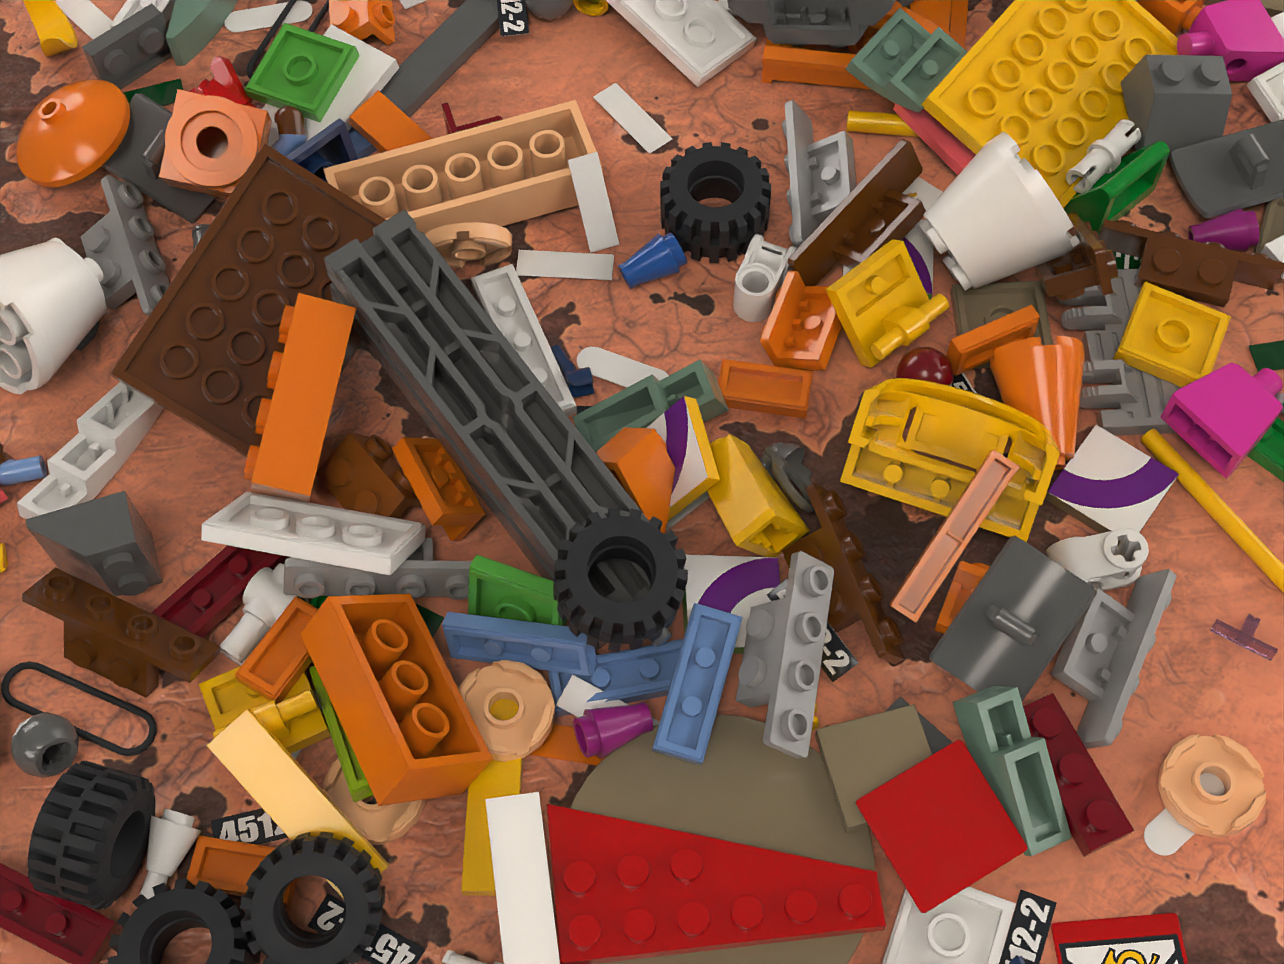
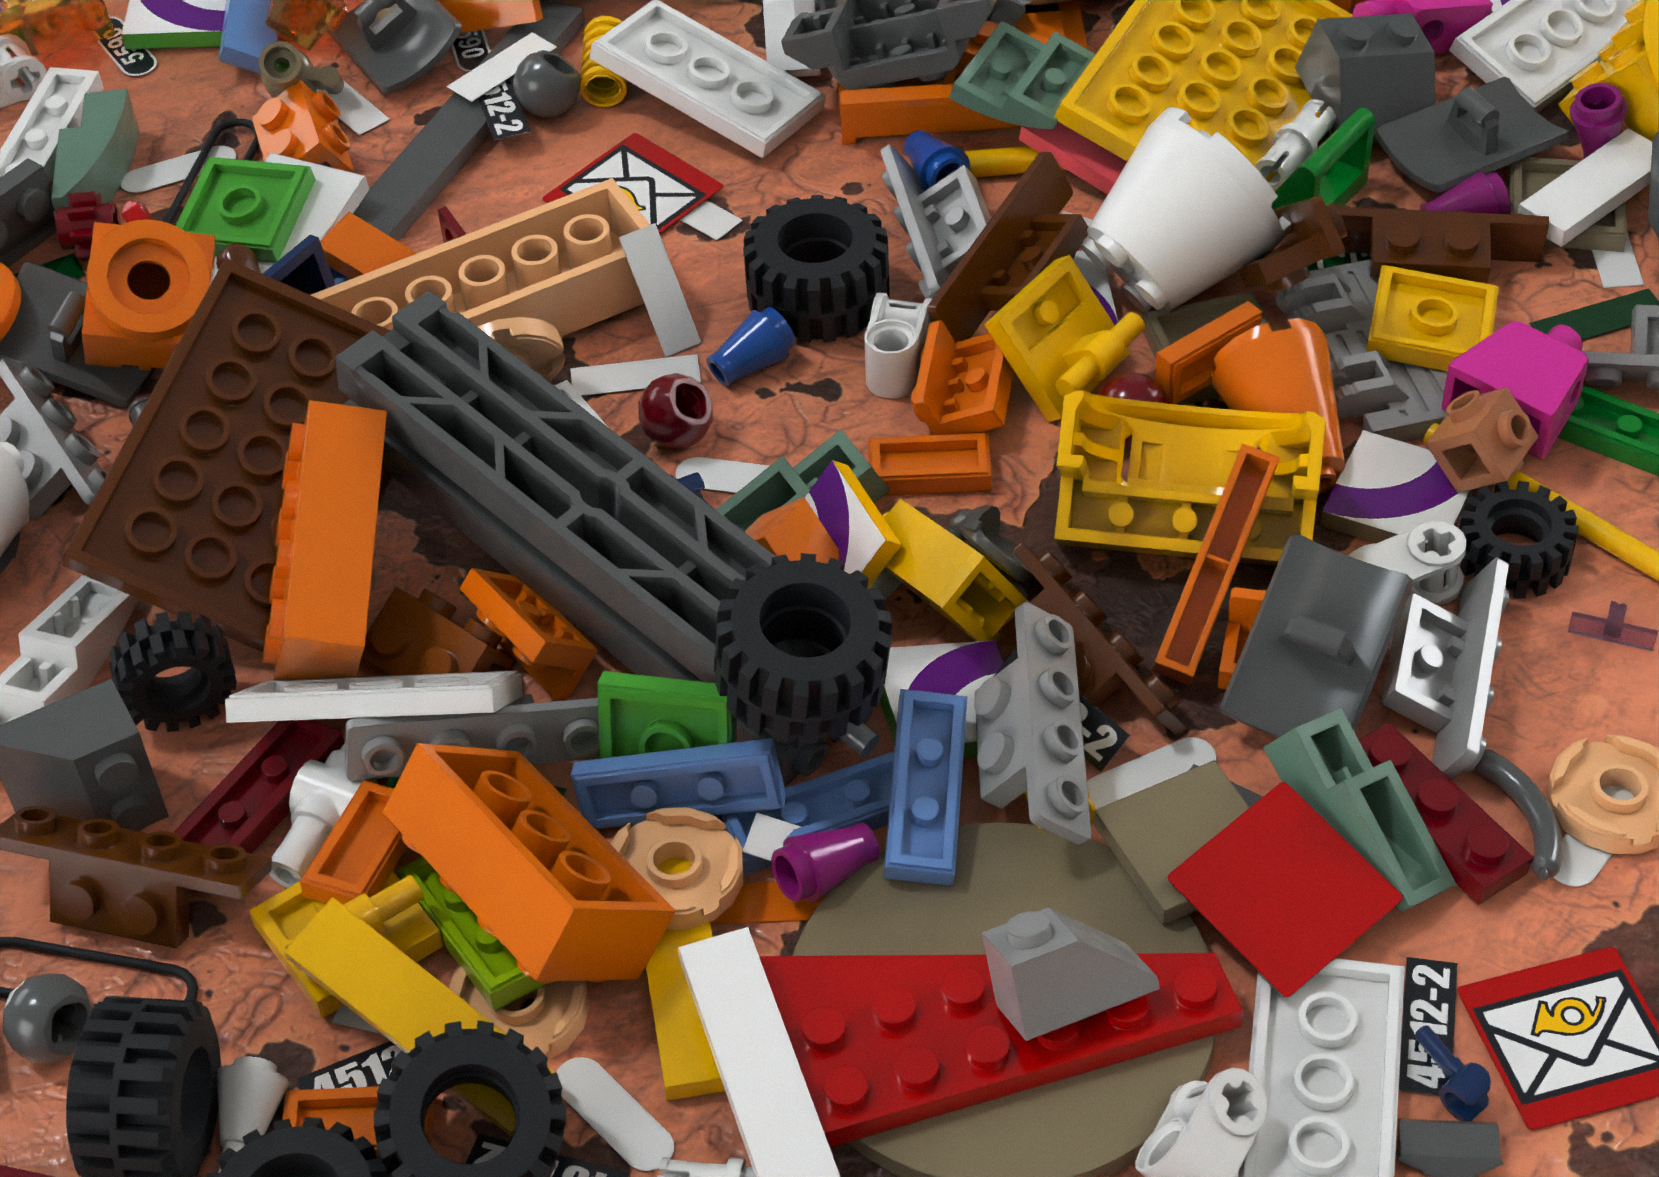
camera: 10 degrees left, 15 degrees down
(178, 474) = (170, 646): none -> black tyre
(190, 61) = (76, 222): none -> dark red gear
(424, 898) = (614, 1114): none -> white sticker
(584, 310) = (675, 411): none -> dark red piece
(605, 92) = (650, 176): none -> sticker
(760, 877) = (1060, 971): none -> light grey slope
(825, 115) = (933, 158): none -> blue cone
(867, 692) = (1149, 770): none -> white sticker
(1147, 788) = (1535, 807): none -> dark grey piece
(1183, 462) = (1482, 439): none -> nougat brick
(1205, 527) = (1525, 515): none -> black tyre

